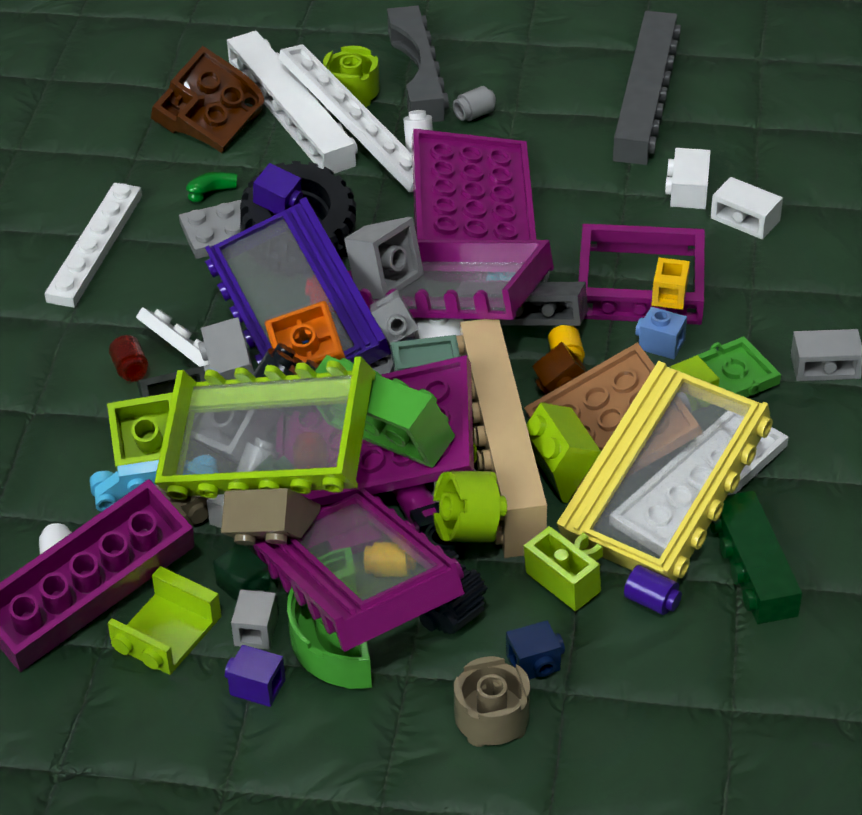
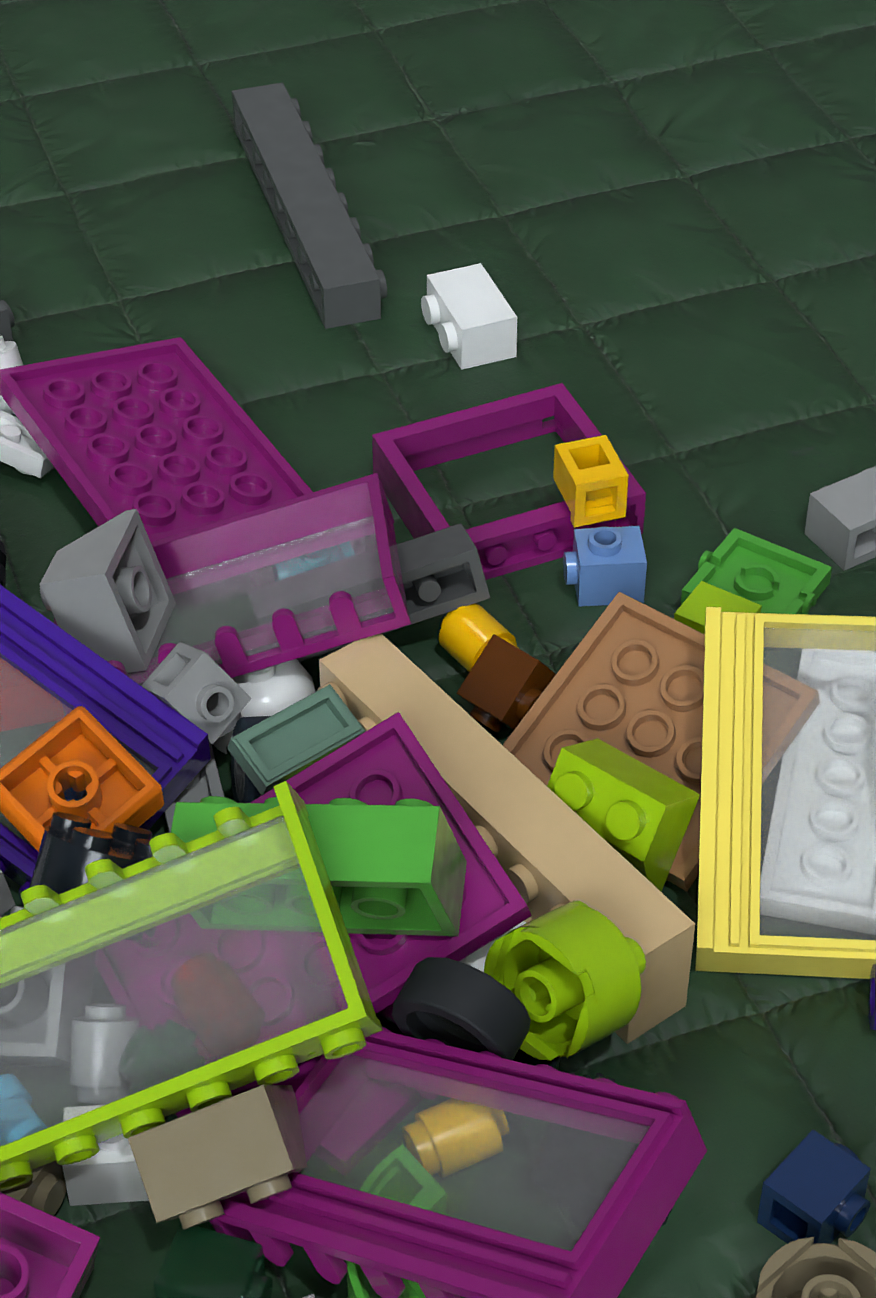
camera: 30 degrees left, 0 degrees up
(409, 499) = (460, 1008): none -> black tyre
(474, 103) = (54, 305): light grey brick -> none
(564, 567) = (760, 1020): lime brick -> none
(746, 208) = (585, 333): white brick -> none

